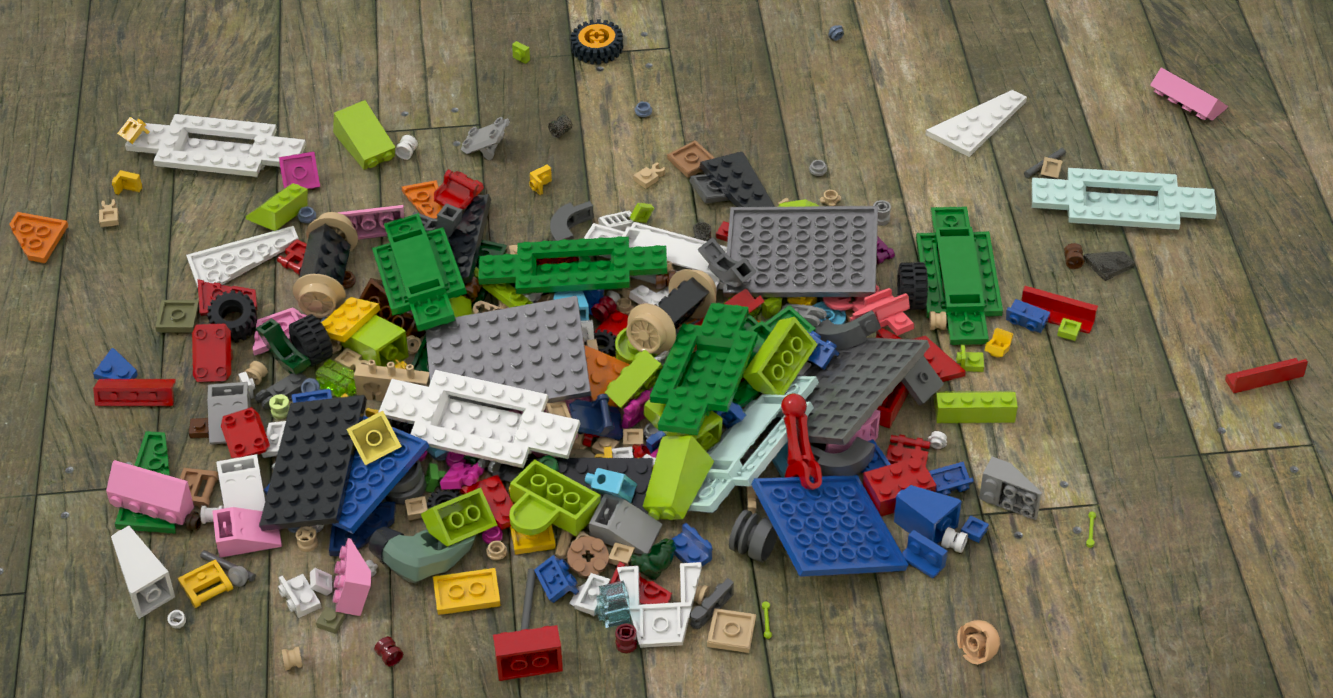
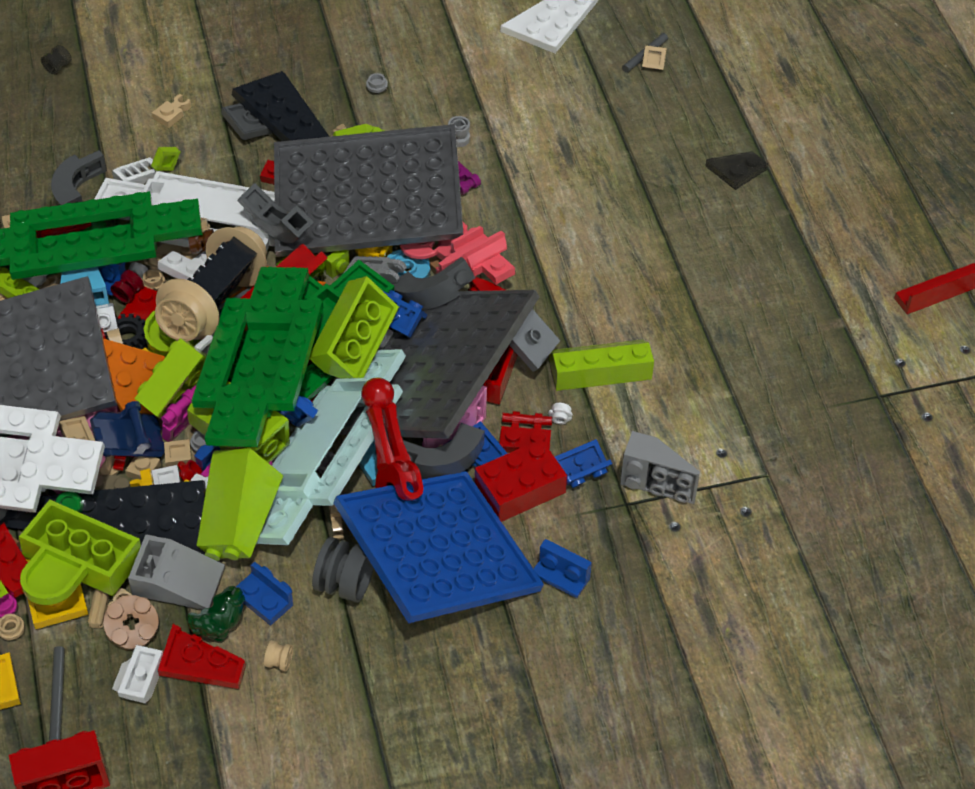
camera: 10 degrees left, 5 degrees up
(539, 178) = (35, 126): yellow bracket -> none
(556, 578) = (91, 657): blue bracket -> none
(611, 483) = (153, 521): medium azure torso -> none
(613, 604) = (168, 686): clear light blue piece -> none
(621, 553) = (175, 613): tan plate -> none
(626, 638) = (189, 730): dark red wheel -> none
(643, 109) = (157, 30): sand blue plate -> none
(664, 622) = (235, 703): white wing -> none
(688, 158) = (218, 85): medium nougat plate -> none
(702, 231) = (242, 175): clear smoke wheel -> none
(703, 613) = (298, 669): dark grey hinge -> none
(731, 630) = (327, 702): tan plate -> none
(766, 606) = (368, 662): lime hinge -> none
(830, 198) = (395, 118): tan plate -> none
(914, 282) = (508, 215): black tyre -> none
(926, 512) = (559, 513): blue slope -> none
(937, 320) = (542, 260): tan wheel -> none
(942, 364) = (551, 311): red wing -> none
(954, 540) = (591, 543): white wheel -> none
(966, 272) = (571, 199): green piece -> none
(970, 360) = (587, 307): lime bracket -> none
(975, 528) = (620, 526): blue plate -> none
(978, 641) = (645, 679): light nougat cylinder -> none
(1000, 343) = (621, 280): yellow bracket -> none
(1027, 316) = (649, 243): blue bracket -> none
(1061, 307) = (684, 231): red panel -> none
(1069, 329) = (702, 254): lime plate -> none
(1074, 256) = (695, 163): reddish brown wheel -> none
(1090, 542) = (764, 526): lime hinge -> none
(1123, 209) = (743, 100): light aqua piece -> none

